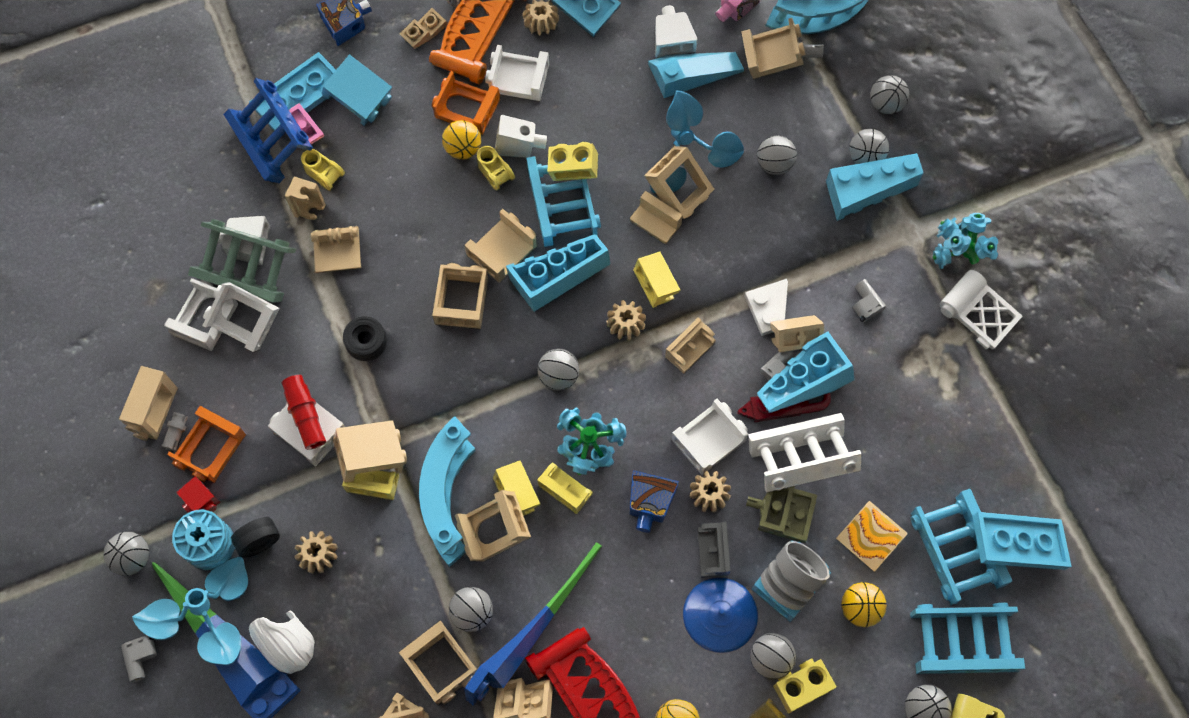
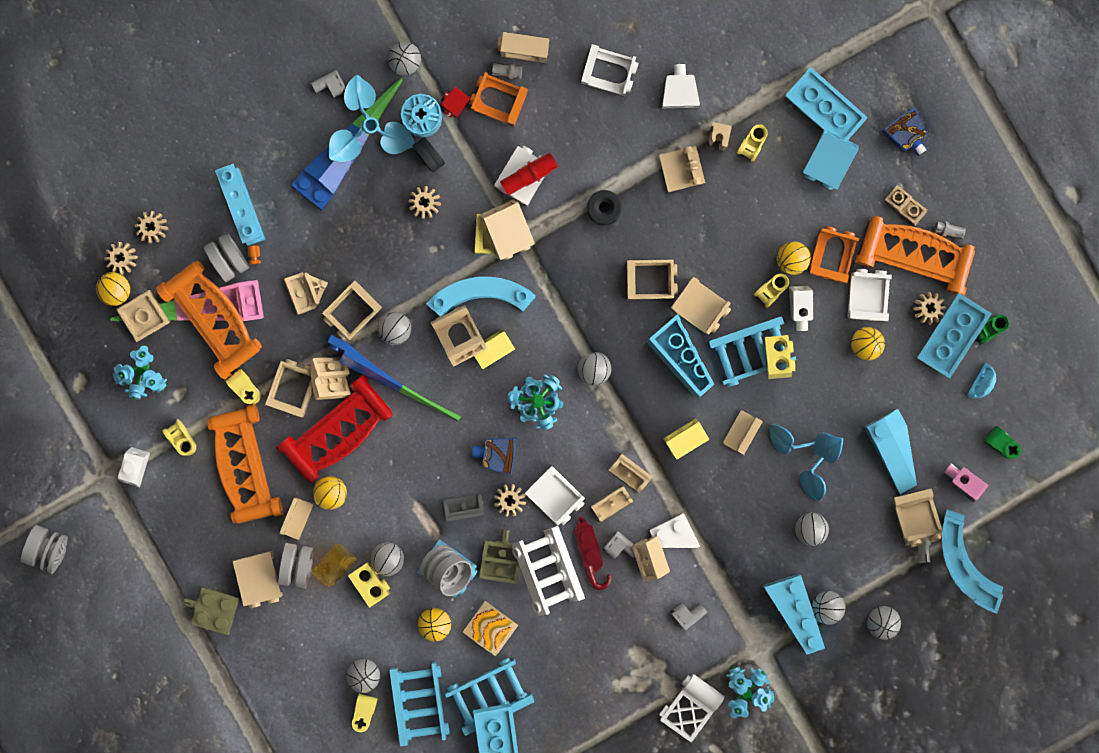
camera: 85 degrees right, 20 degrees up
(214, 317) = (602, 86): white panel -> none
(247, 283) = (638, 92): sand green fence -> none
(249, 135) = (768, 80): blue fence -> none
(284, 645) = (348, 194): white hair -> none
(306, 123) = (788, 119): bright pink slope -> none
(564, 488) = (499, 386): light yellow hinge -> none
(571, 77) = (867, 343): none -> yellow piece
(632, 326) = (641, 422): tan gear -> none
(665, 167) = (774, 433): tan window -> none
(673, 33) = (926, 428): white torso -> none
(720, 615) = (416, 517): blue hat -> none
(724, 372) = (612, 503): none -> tan hinge
(812, 373) = (614, 569): medium azure wedge -> none

